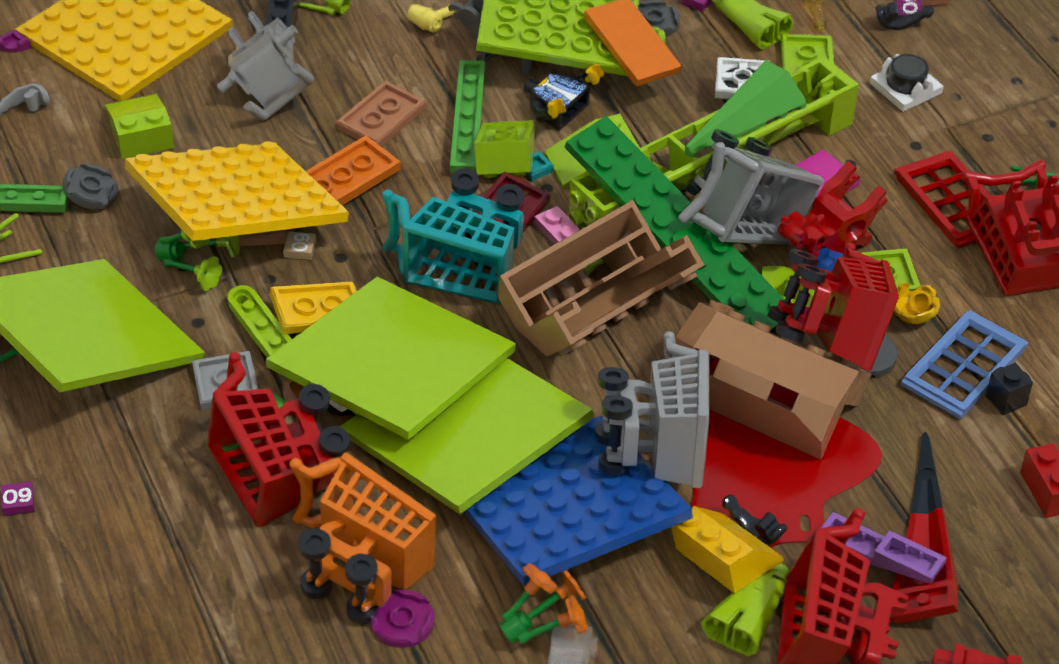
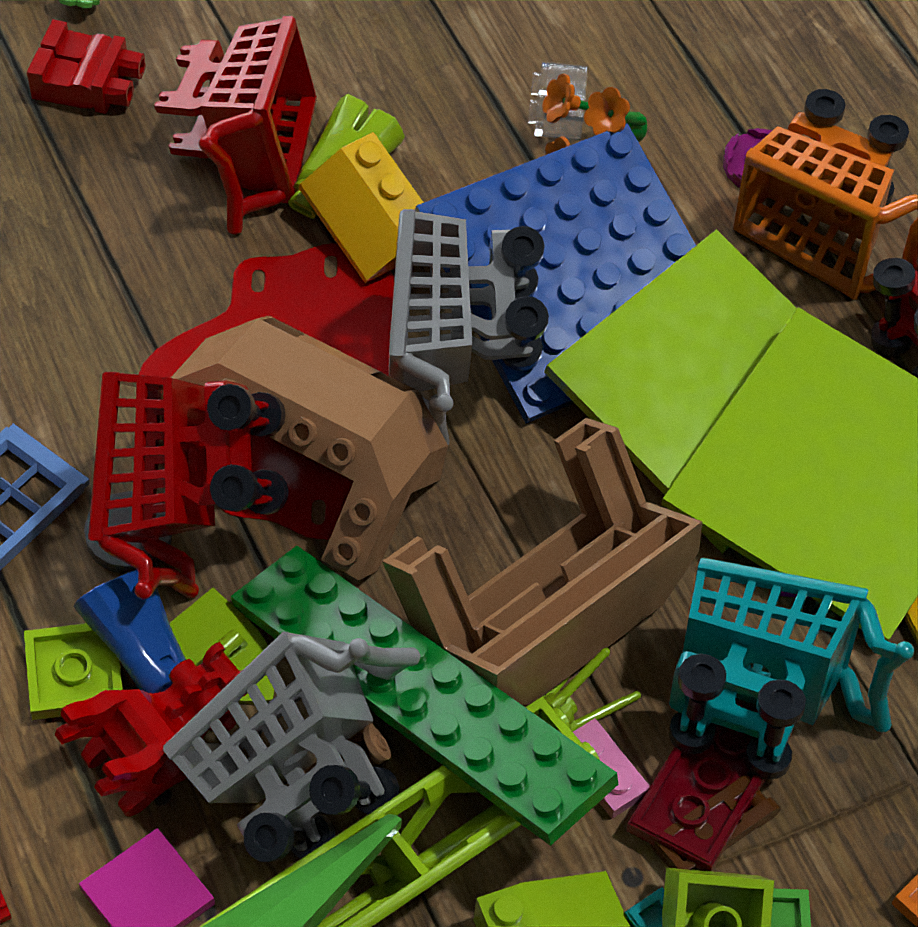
camera: 175 degrees right, 10 degrees up
(765, 529) = (309, 252): black piece -> none
(893, 552) = (162, 202): medium lavender slope -> none
(916, 305) = (40, 591): yellow hair -> none
(928, 528) = (115, 191): red plate -> none

